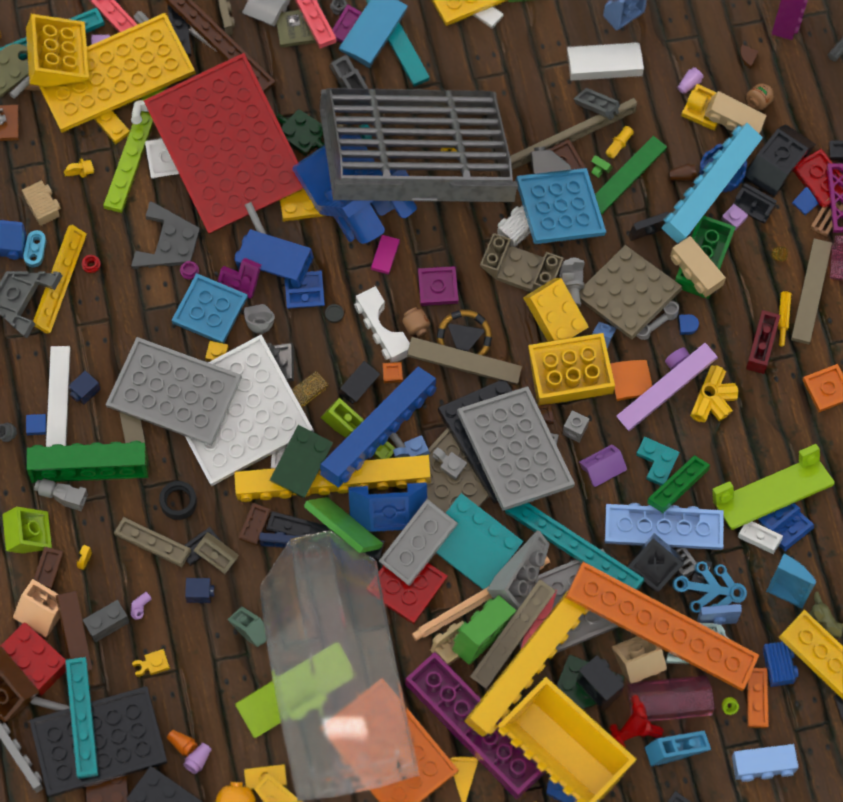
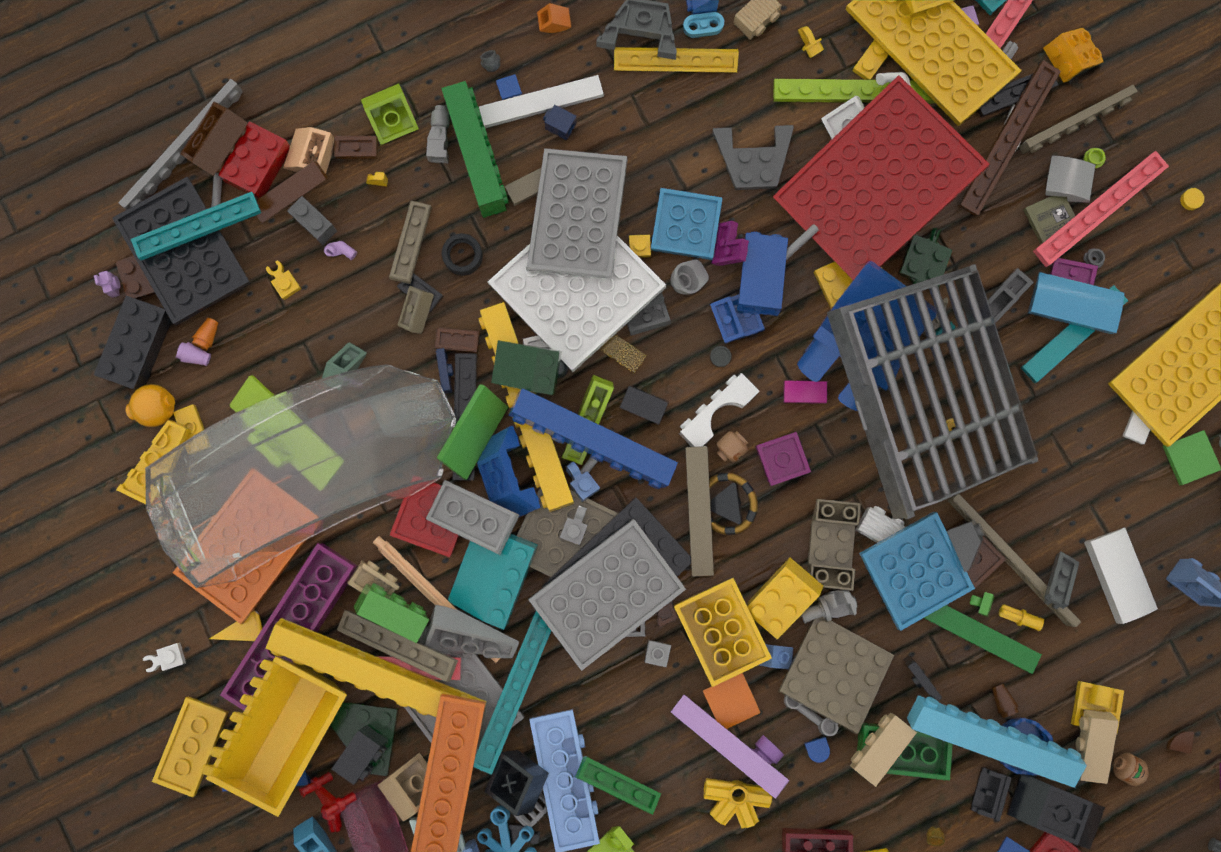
camera: 75 degrees right, 15 degrees up
(91, 259) = (703, 81): red plate -> none
(189, 269) = (725, 189): magenta plate -> none
(199, 590) = (369, 304): dark blue brick -> none
(392, 372) = (668, 437): orange tile -> none
(604, 465) = (623, 694): medium lavender panel -> none
(661, 457) = (645, 760): teal plate -> none
(690, 80) = (1126, 681): lavender cone -> none
(734, 216) = (967, 773): lavender plate -> none

